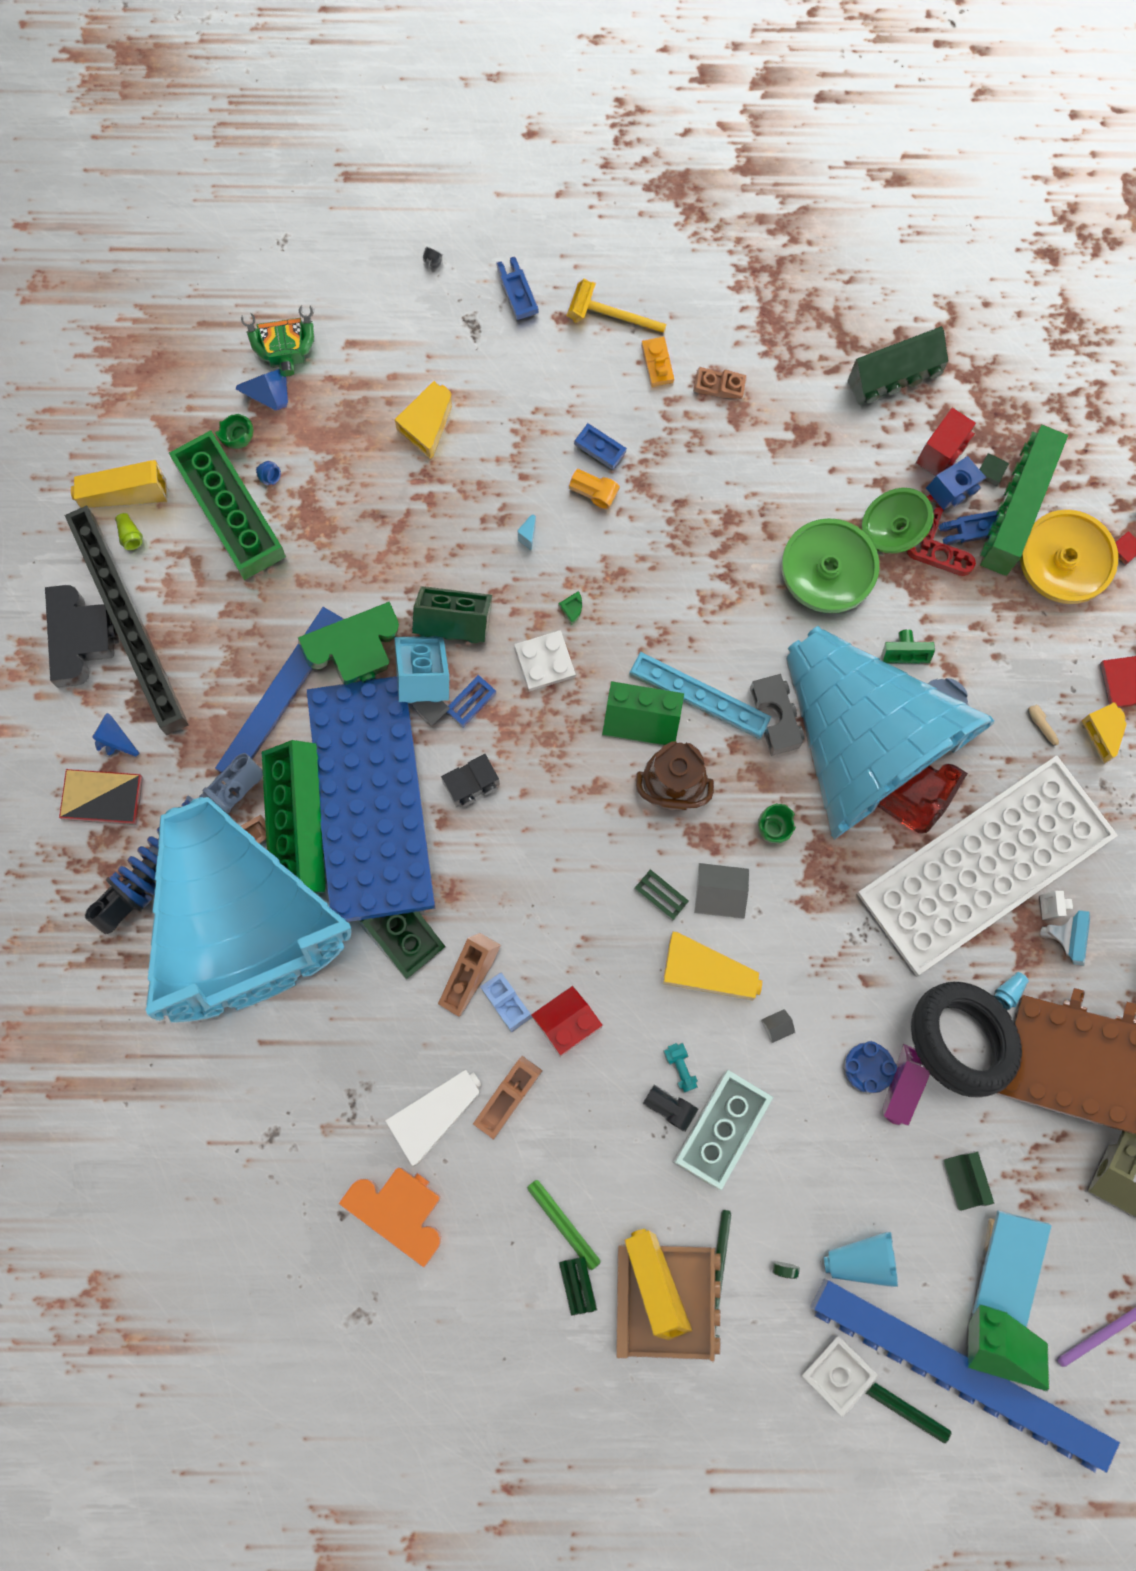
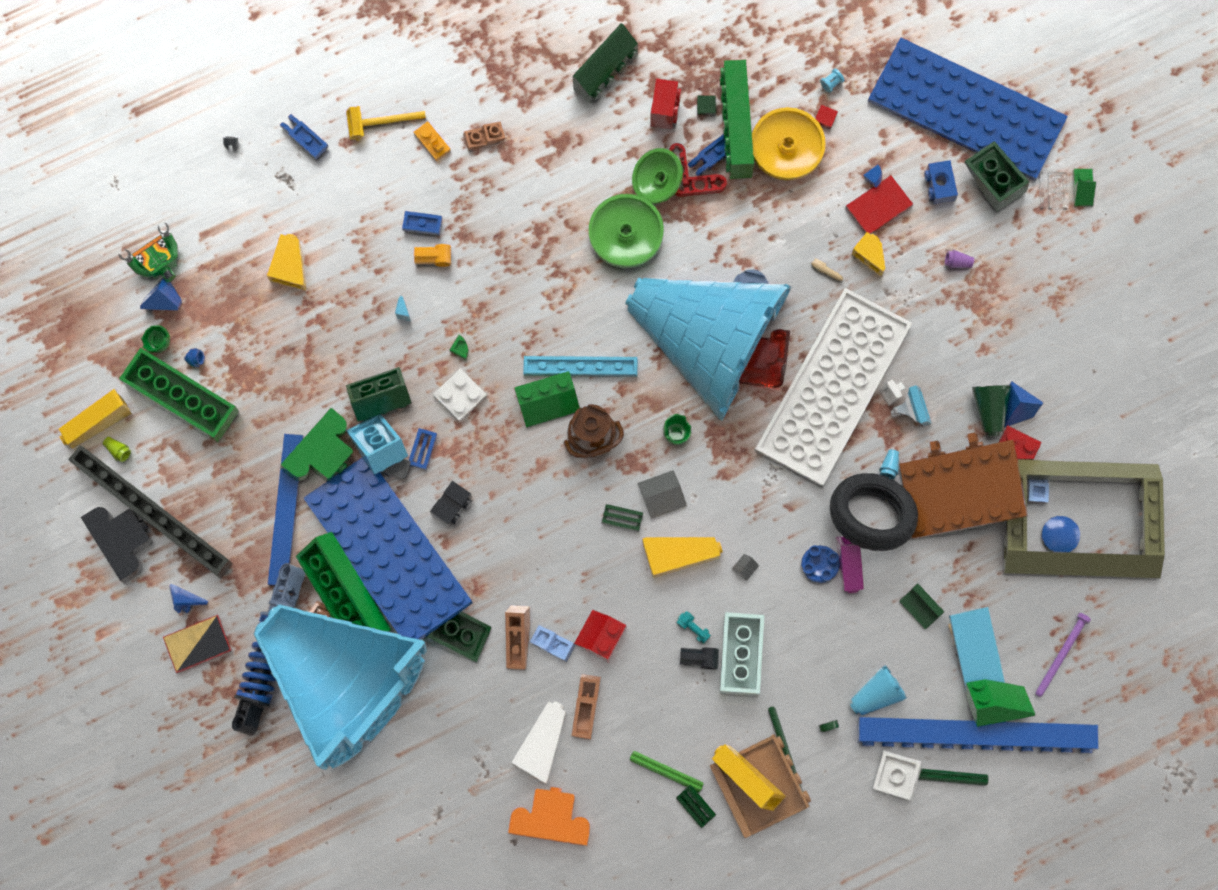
camera: 20 degrees left, 0 degrees up
(773, 694) = (629, 341): dark grey arch -> none
(907, 650) = (708, 264): green tile -> none
(955, 483) = (685, 128): blue brick -> none

